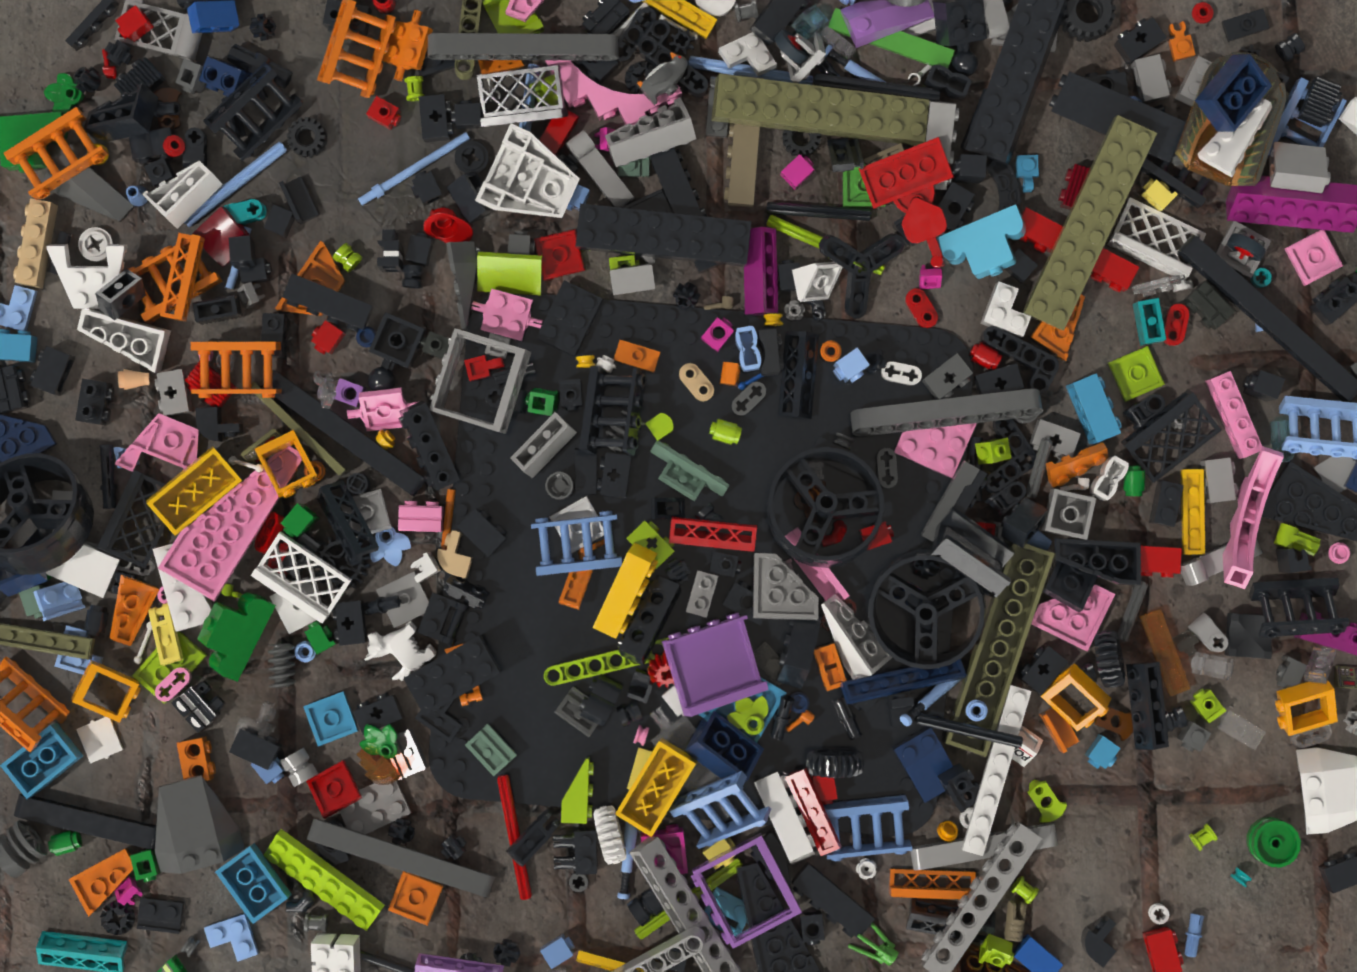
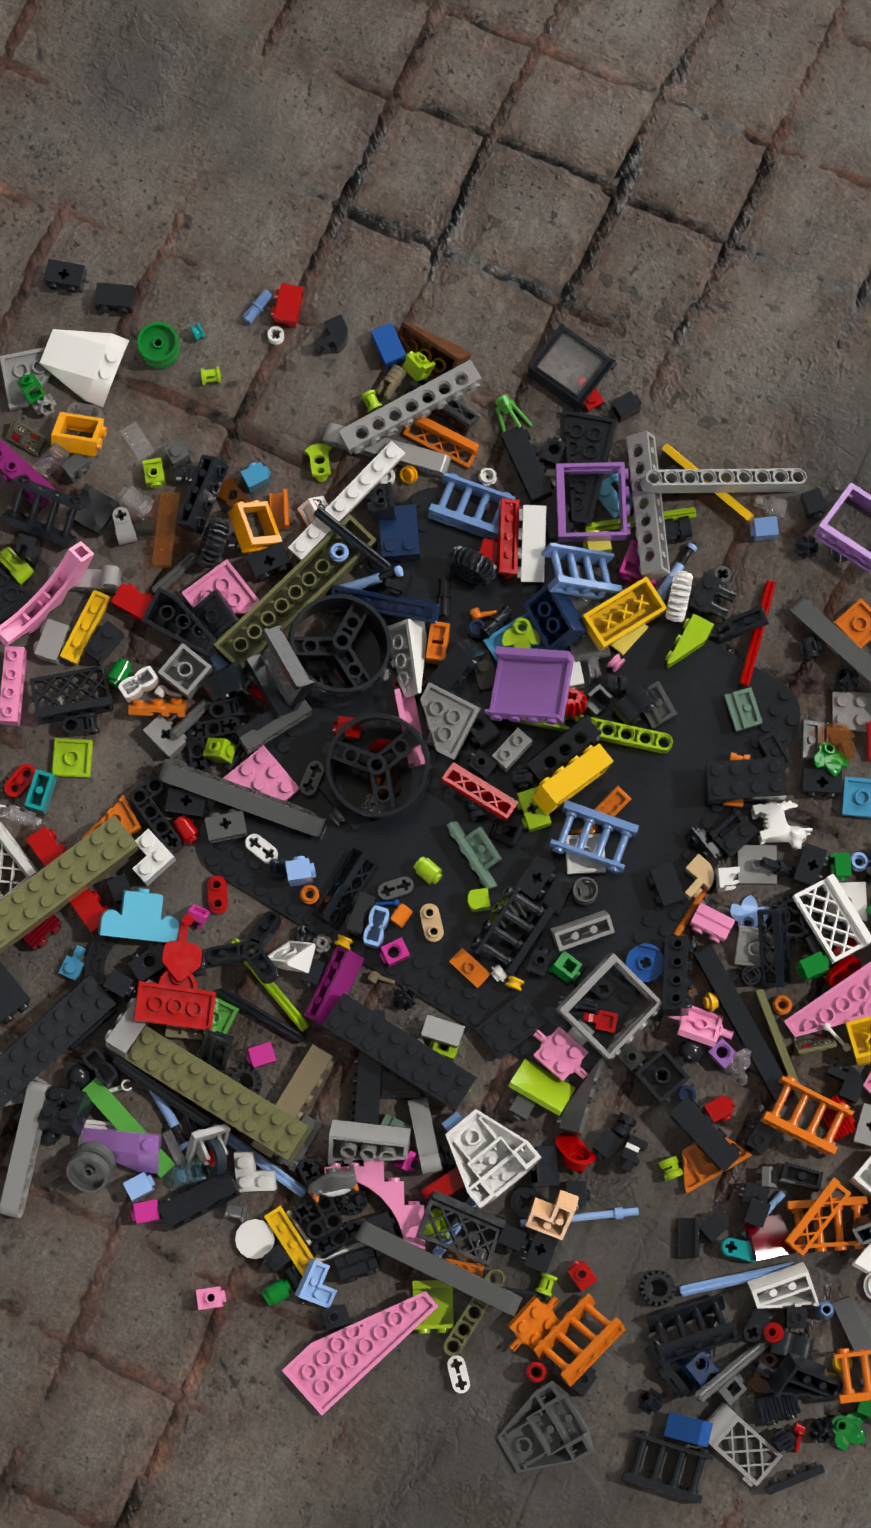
camera: 145 degrees left, 10 degrees down
(134, 24) = (759, 1457): red brick -> none
(197, 89) = (731, 1370): none -> dark grey axle
(280, 444) = (792, 995): light orange window -> none
(436, 150) = (553, 1218): none -> light nougat brick
(473, 434) = (654, 957): none -> blue plate
(559, 255) = (492, 1085): red tile -> none
(1094, 409) = (122, 743): dark azure brick -> none

